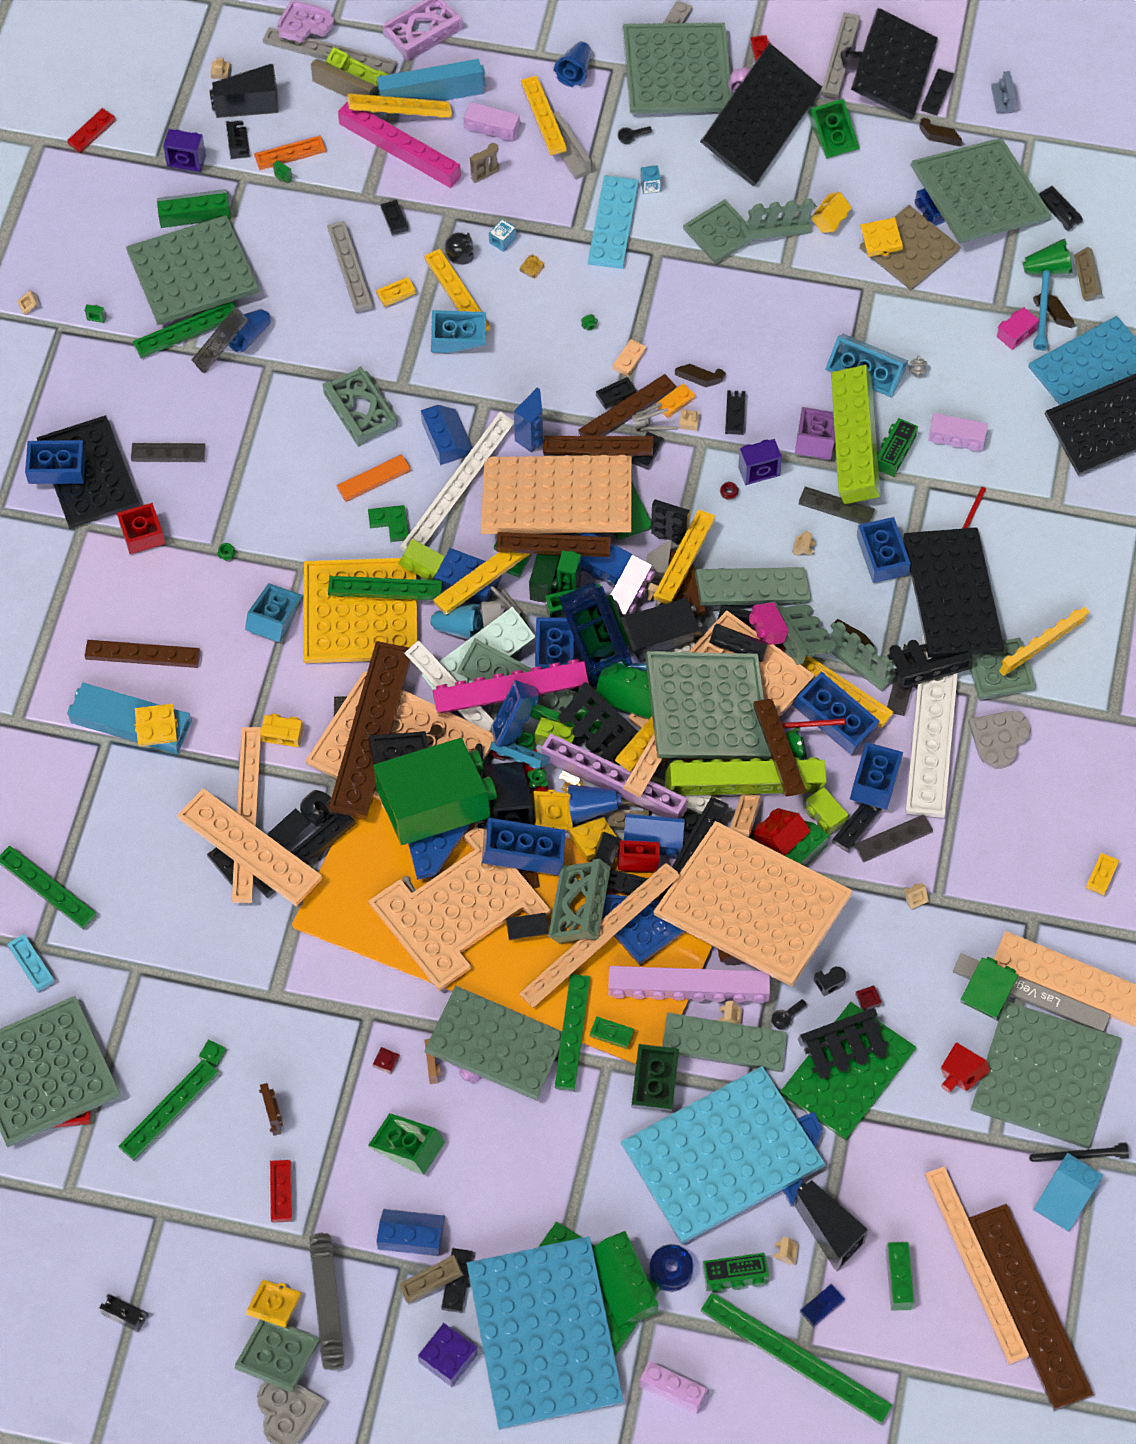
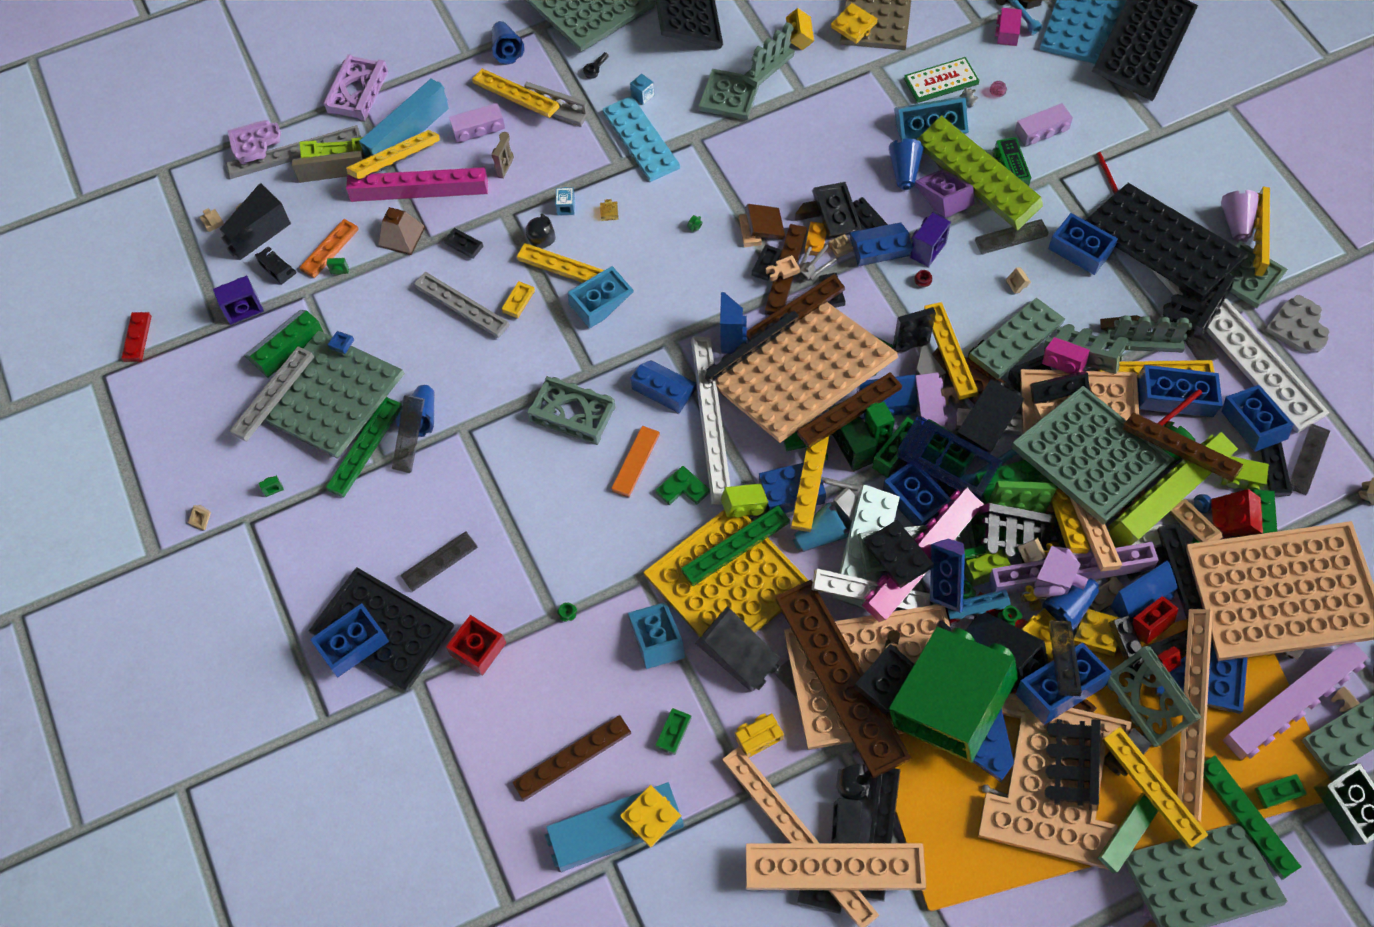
camera: 35 degrees left, 0 degrees up
(149, 242) = (271, 394): none -> light grey plate
(226, 685) = (673, 731): none -> green plate
(230, 235) = (340, 342): none -> blue plate
(316, 659) = (738, 650): none -> black slope
(353, 175) = (400, 231): none -> reddish brown slope
(474, 976) = (1128, 834): none -> tile
(480, 916) = (1073, 773): none -> black fence
(486, 671) = (898, 553): none -> black plate
(517, 958) = (1155, 788): none -> yellow plate
(525, 448) = (745, 350): none -> black plate
(537, 827) = (1065, 658): none -> clear smoke tile
(590, 767) = (1056, 574): none -> lavender torso
(592, 742) = (1032, 551): none -> tan tile
(617, 888) = (1170, 658): none -> red plate
(621, 406) = (785, 267): none -> light nougat plate
(623, 699) = (1023, 495): none -> bright green plate
(644, 358) = (765, 221): none -> reddish brown tile
(710, 387) = (836, 209): none -> black plate
(718, 438) = (881, 244): none -> blue slope
(770, 806) = (1203, 503): none -> blue plate
(806, 385) = (905, 161): none -> blue cone
(913, 336) = (941, 79): none -> tile
(953, 376) = (998, 89): none -> clear pink plate
(1042, 614) = (1240, 213): none -> lavender cone

